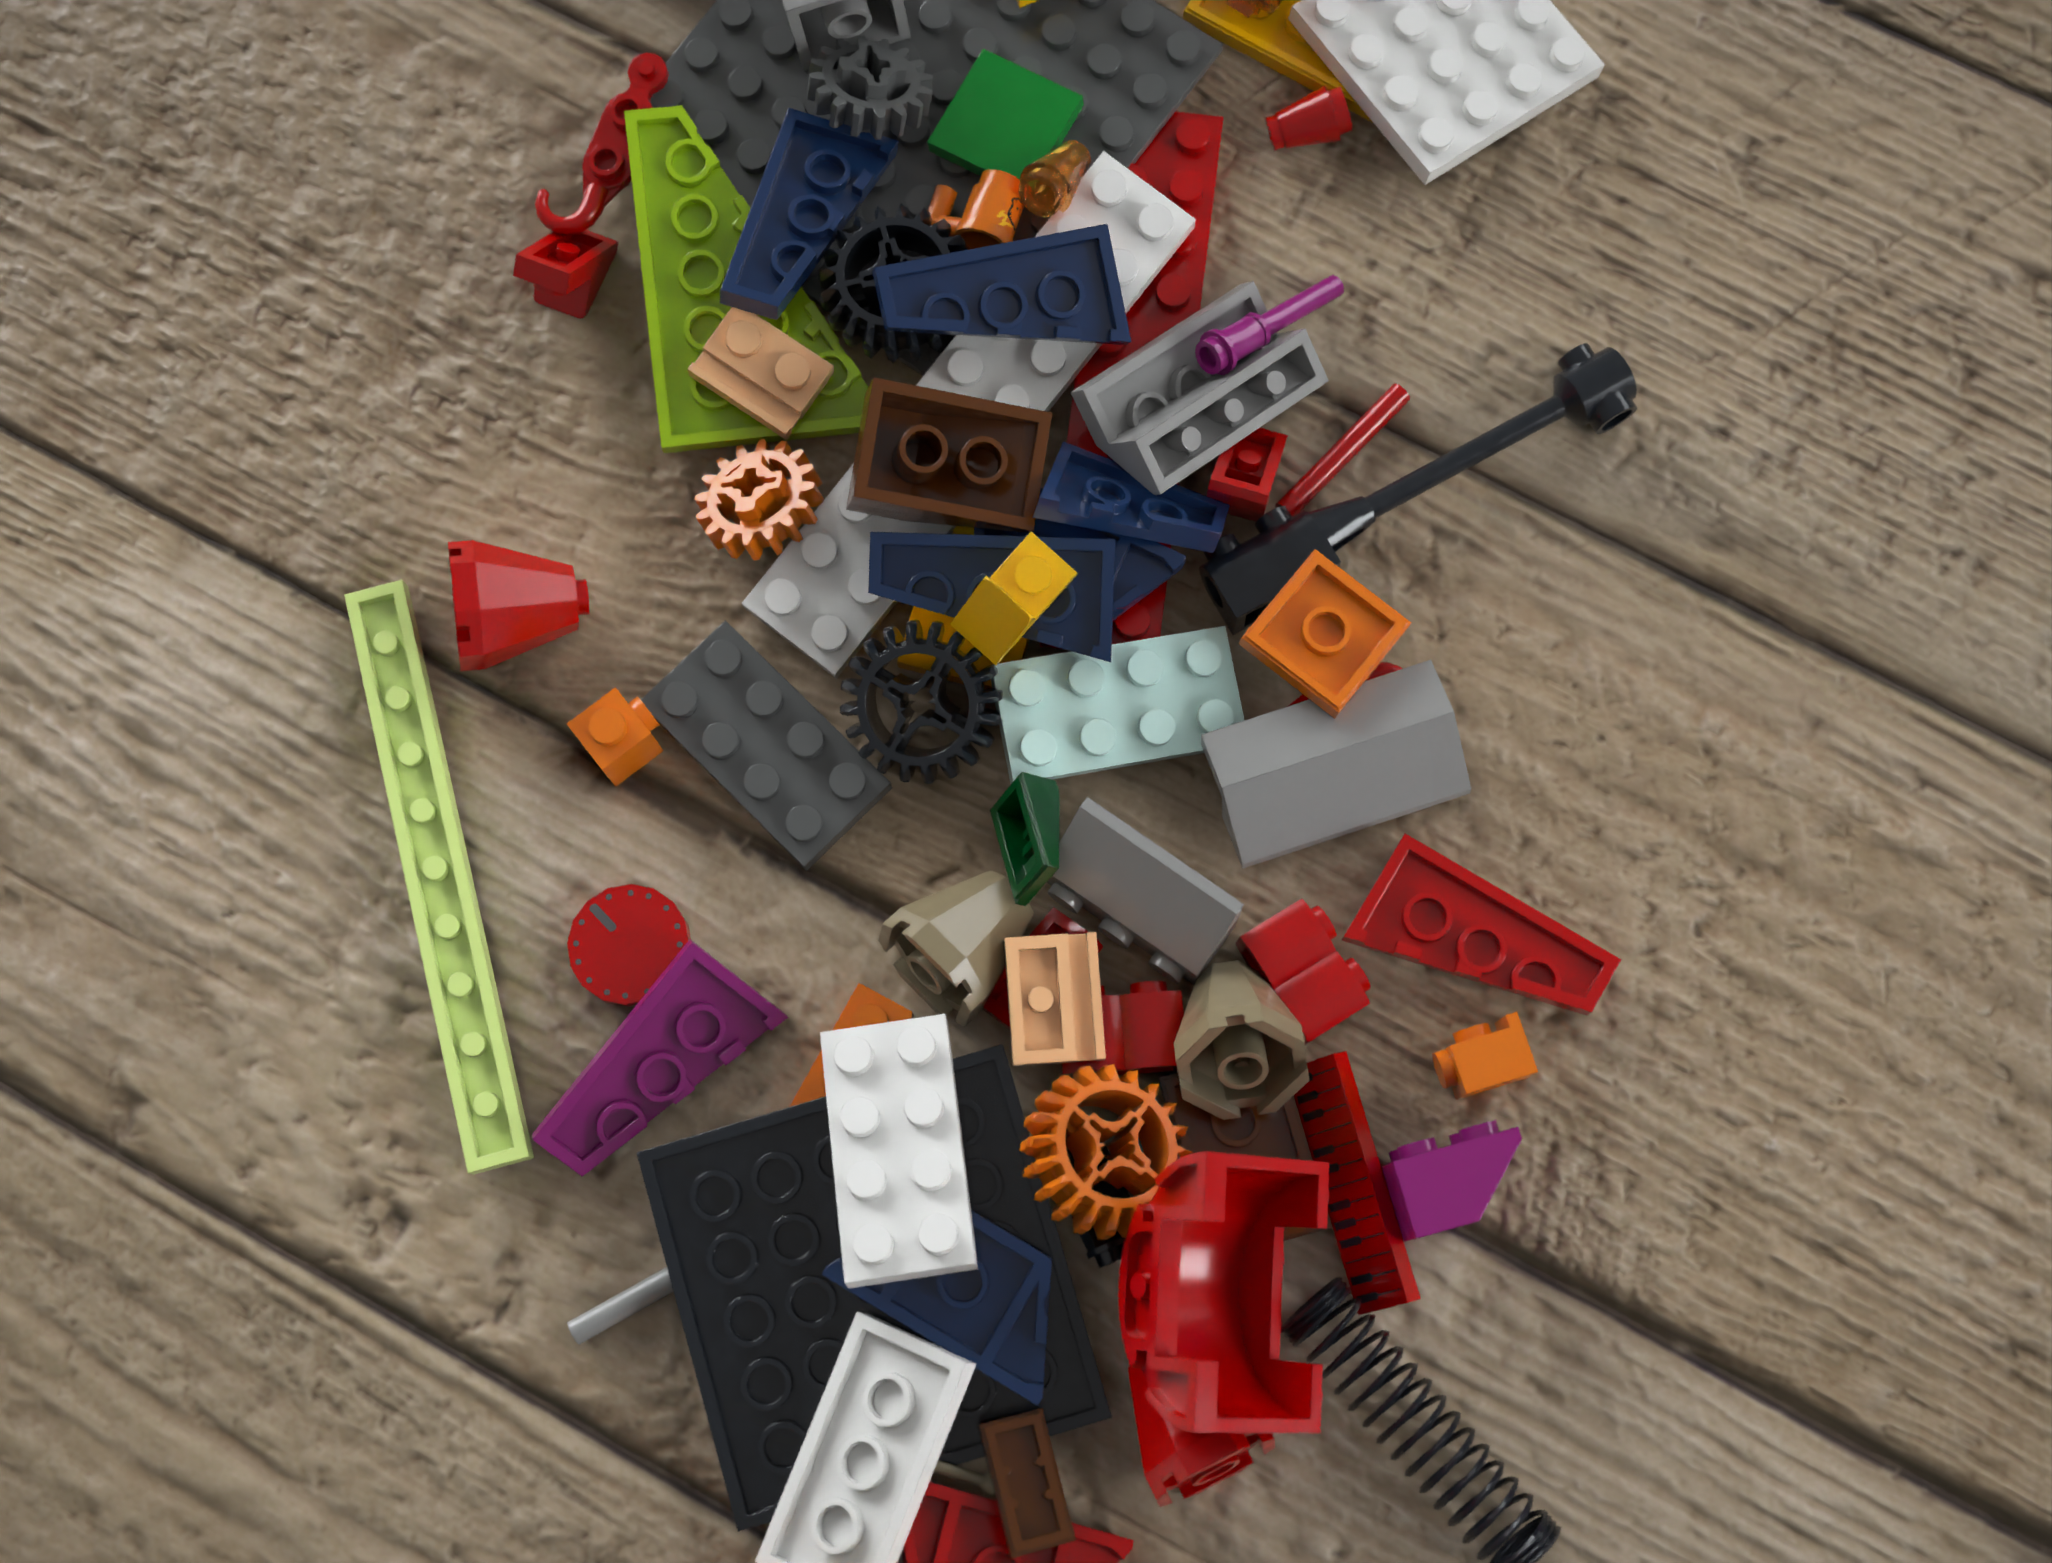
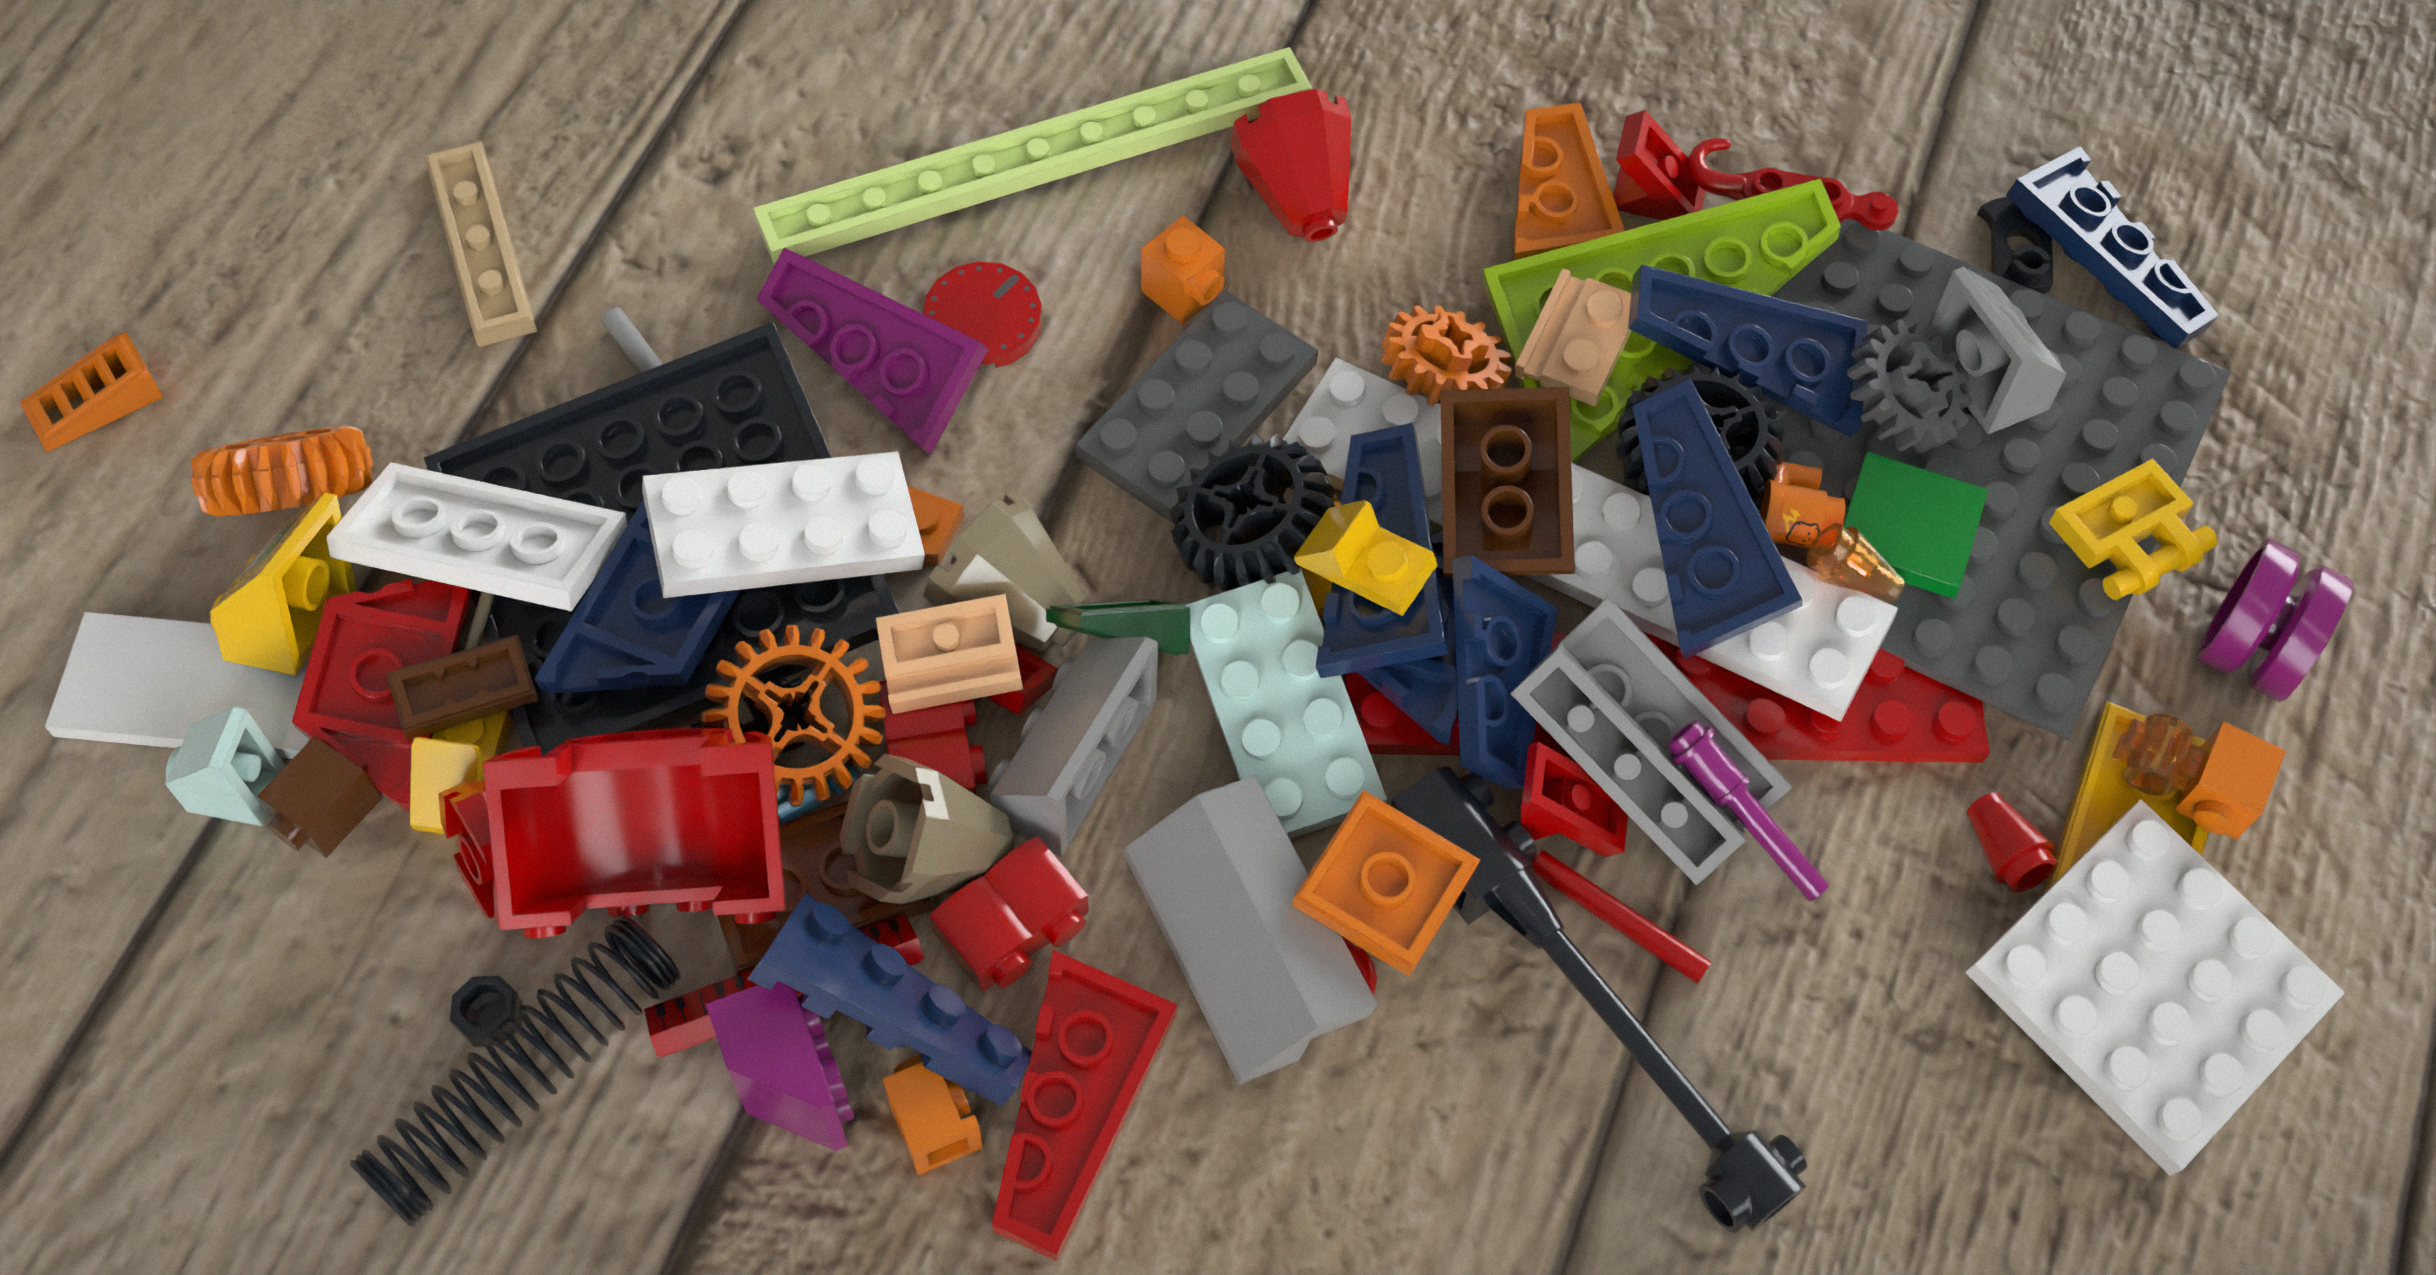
camera: 75 degrees right, 15 degrees down
(451, 1478) = (480, 244): none -> tan tile
(564, 358) = (1560, 184): none -> orange wing
(1106, 1495) = (449, 760): none -> yellow slope
(1352, 1462) = (482, 1007): none -> black tile
(1395, 1094) = (899, 1005): none -> dark blue wing

